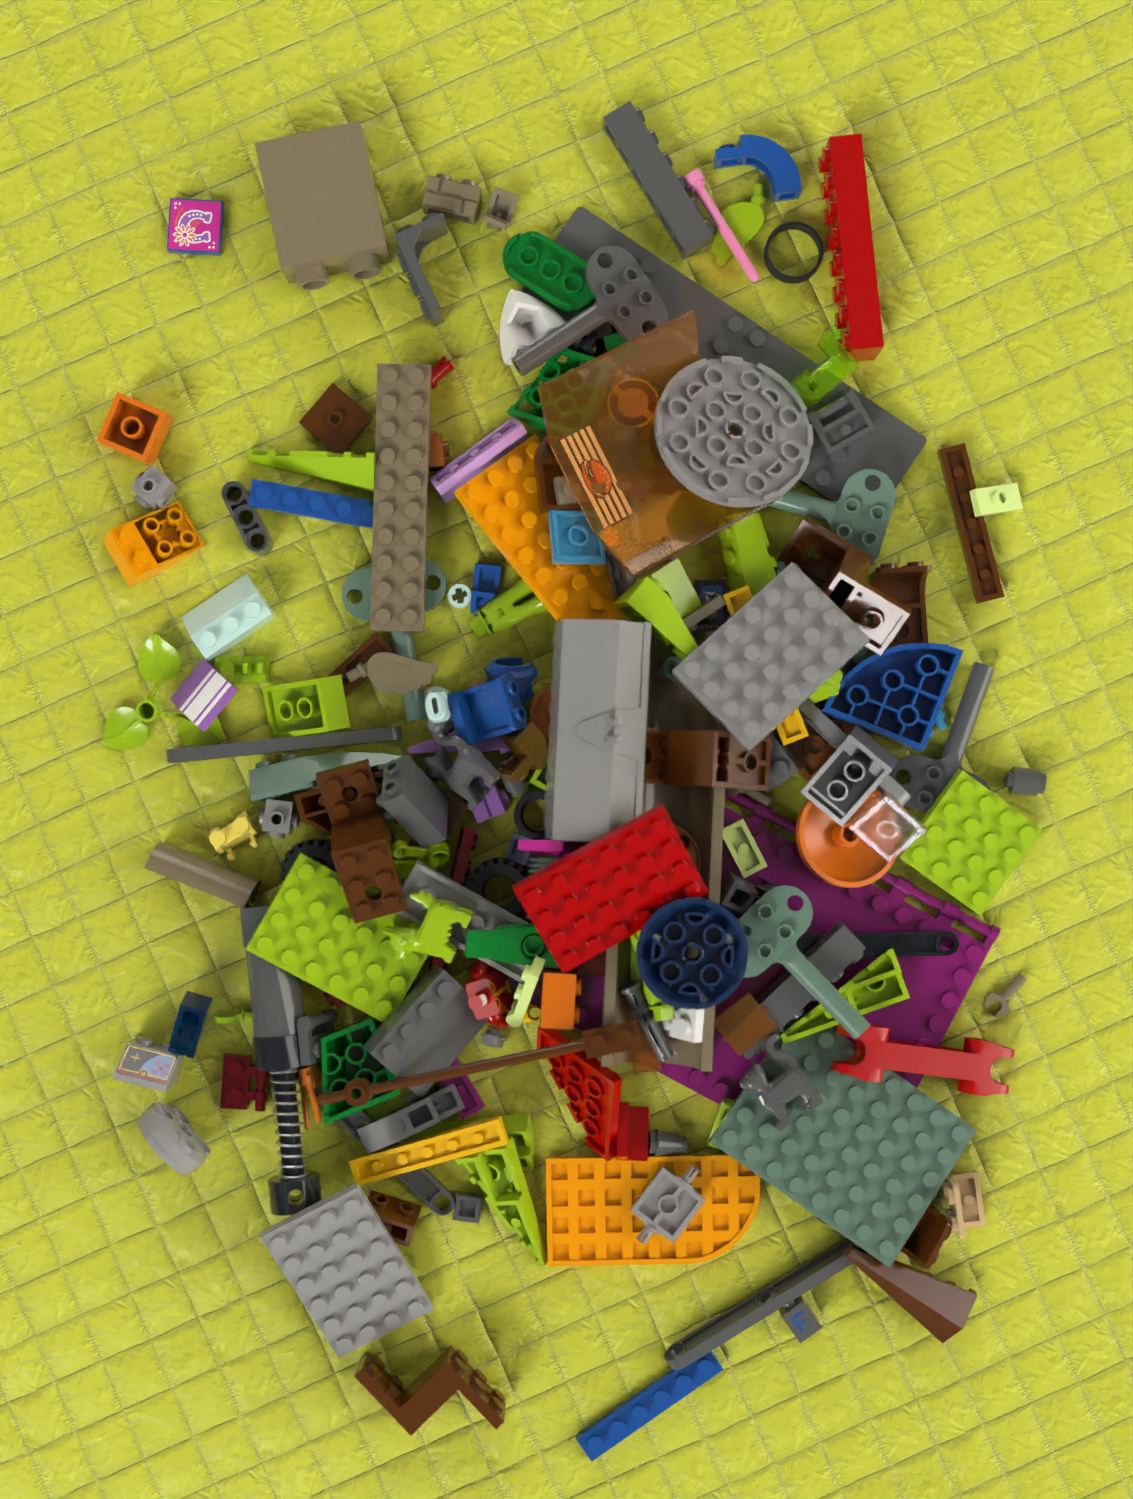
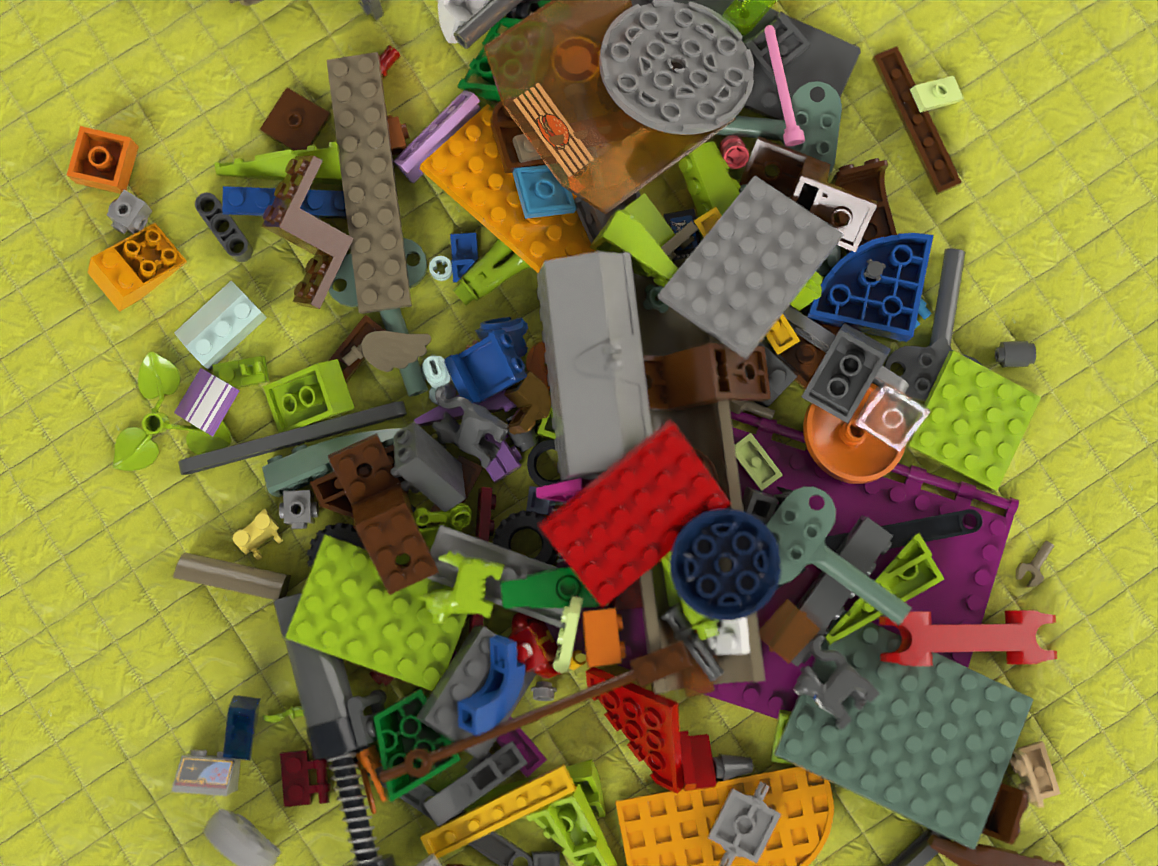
camera: 15 degrees left, 5 degrees down
(311, 525) = (306, 231): none -> bracket
(447, 1039) = (499, 692): none -> blue arch
(777, 526) = (738, 155): none -> coral wheel
(840, 520) = (793, 134): none -> bright pink piece
(896, 676) = (874, 269): none -> dark grey piece

